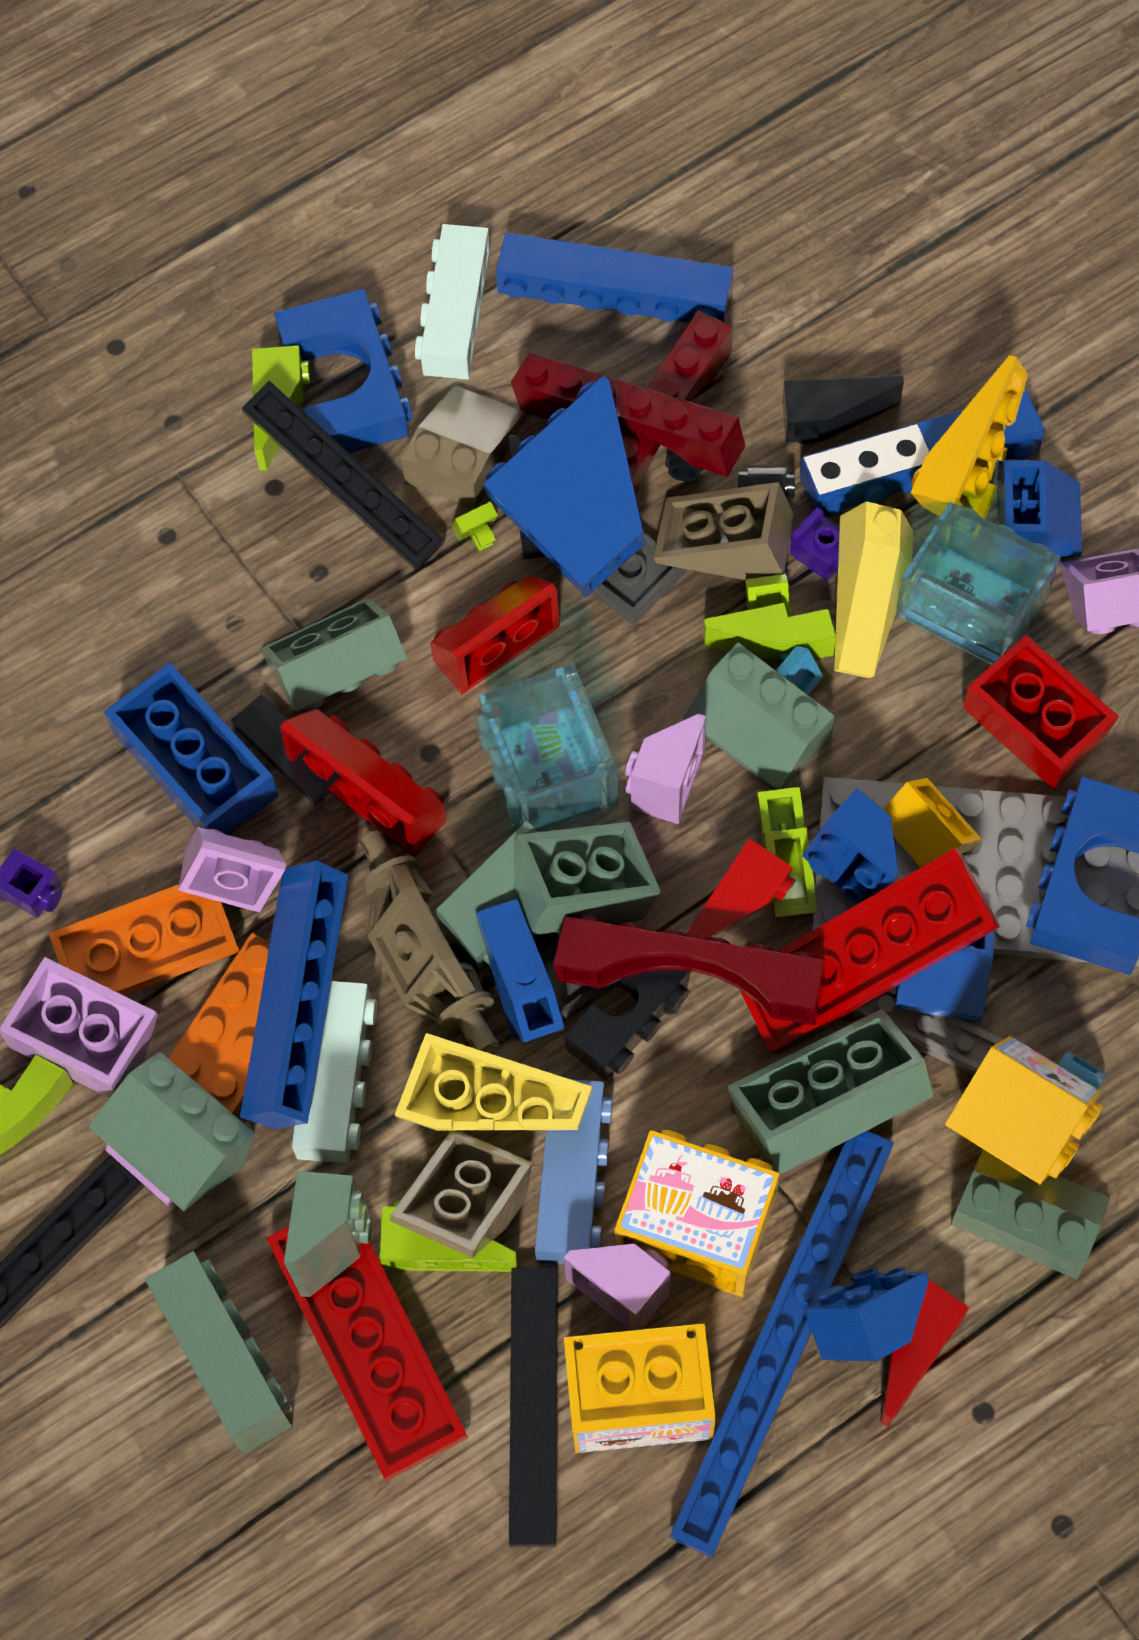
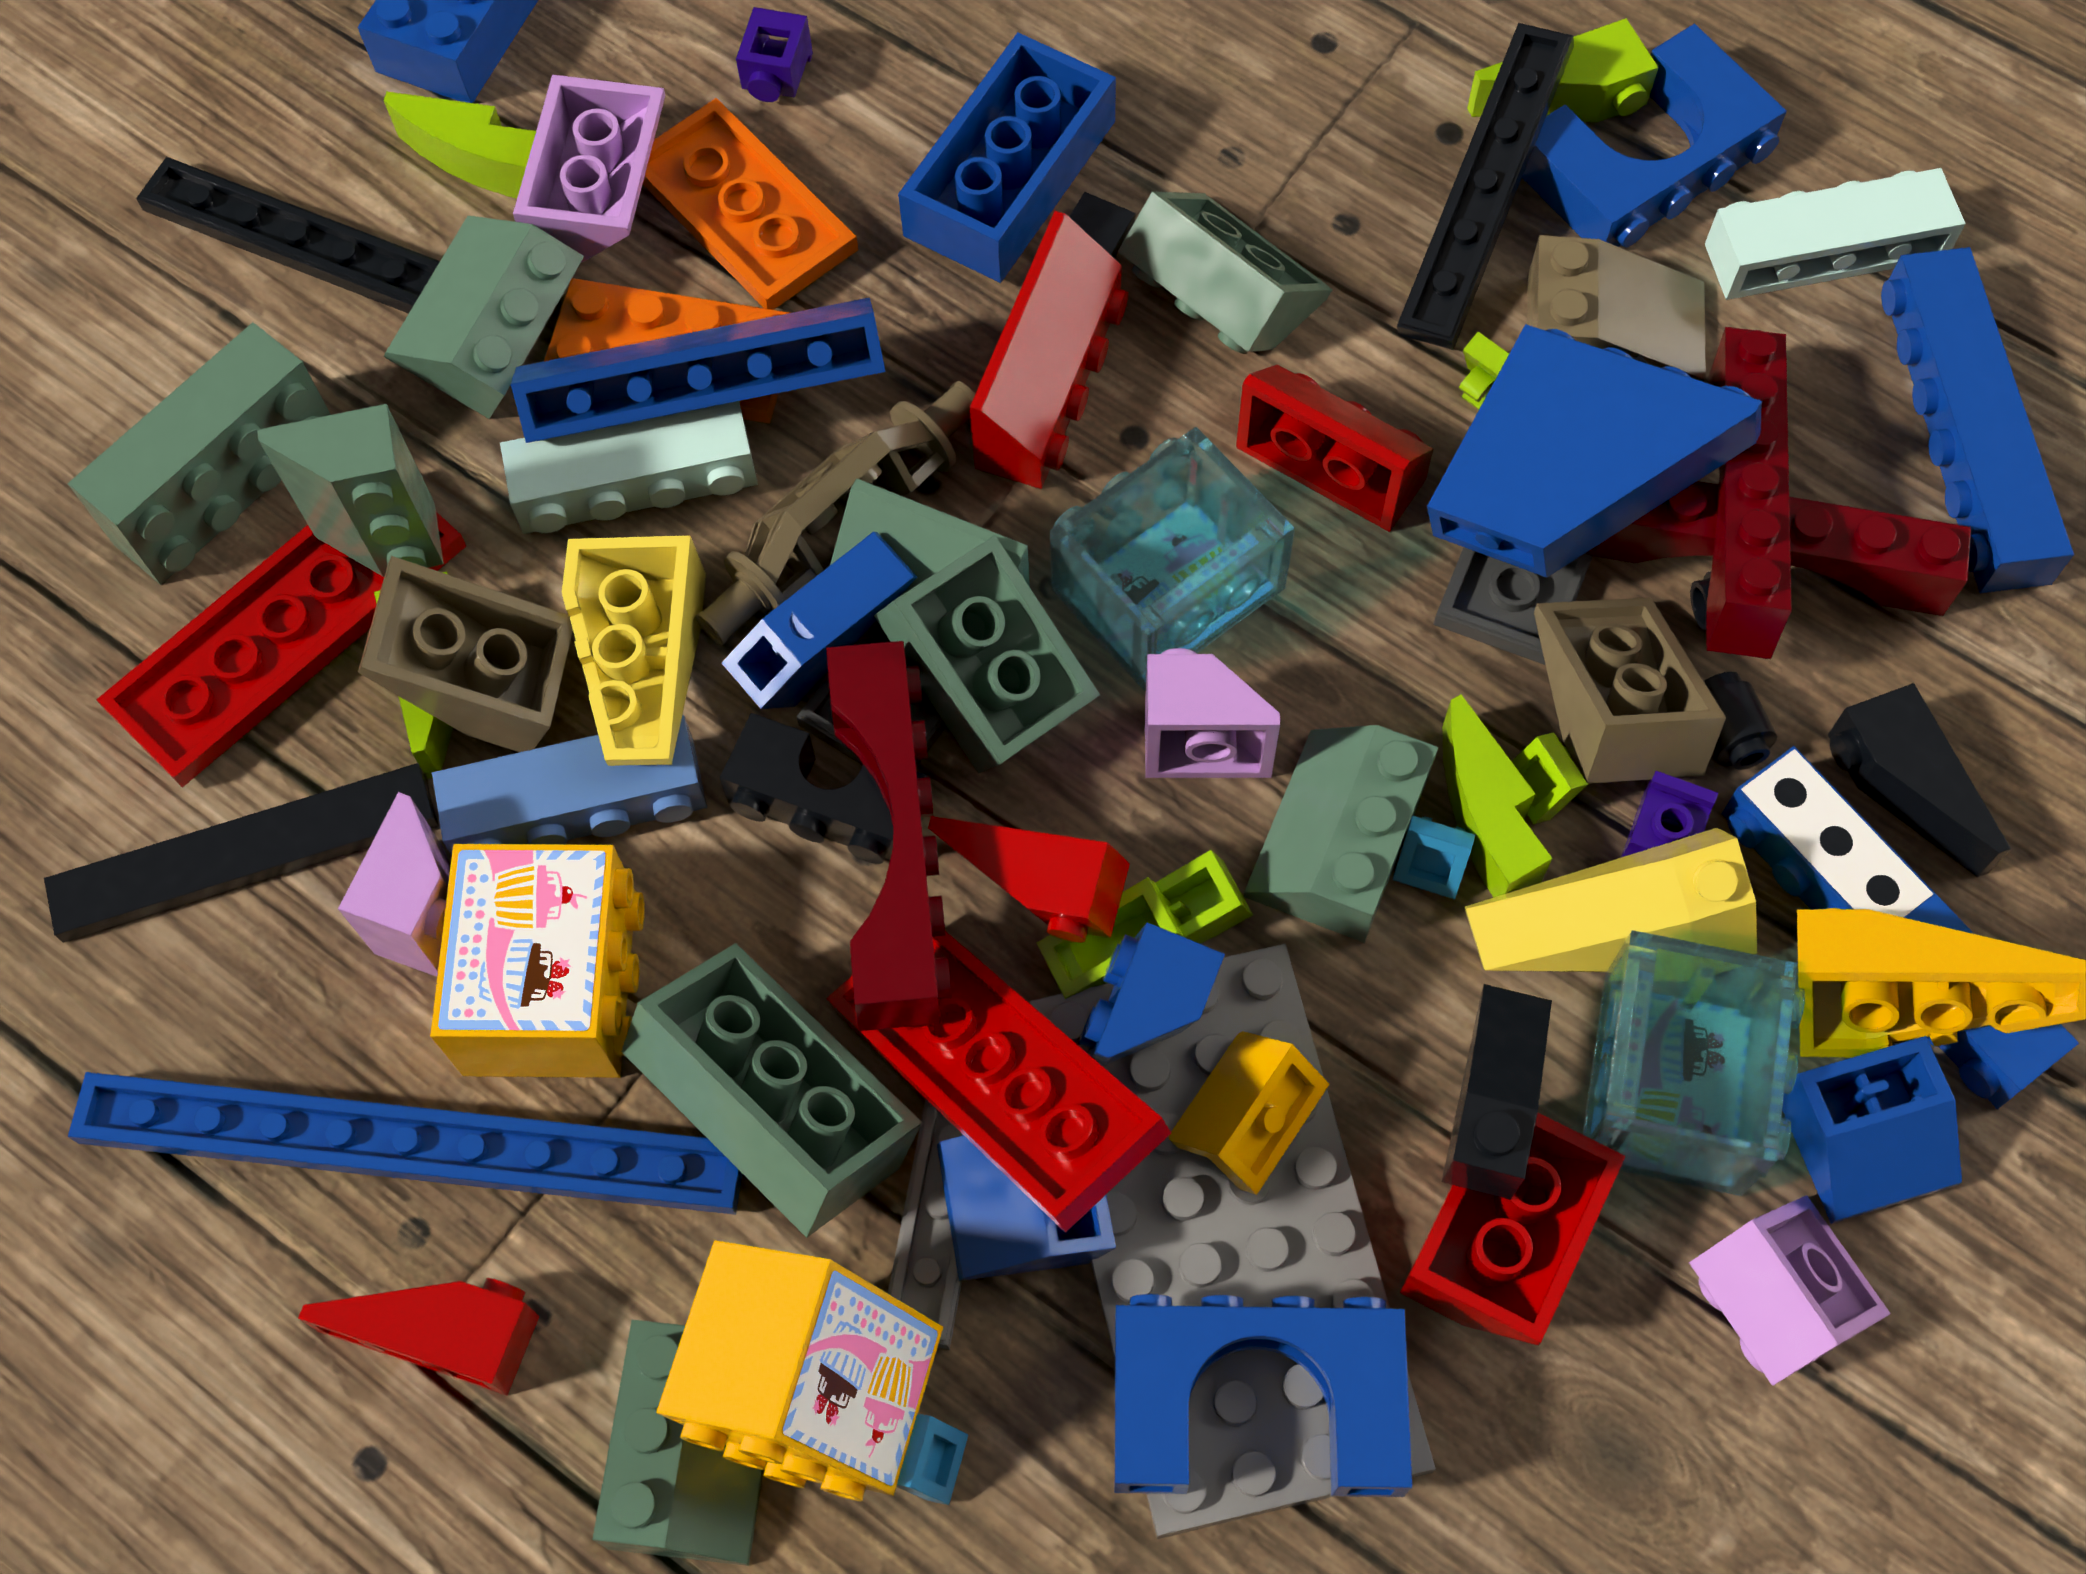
camera: 70 degrees right, 0 degrees up
(230, 869) = (859, 239): lavender slope -> none
(640, 1388) = (250, 956): yellow container -> none
(868, 1315) = (442, 1239): blue slope -> none
(975, 681) = (1499, 1093): none -> black slope

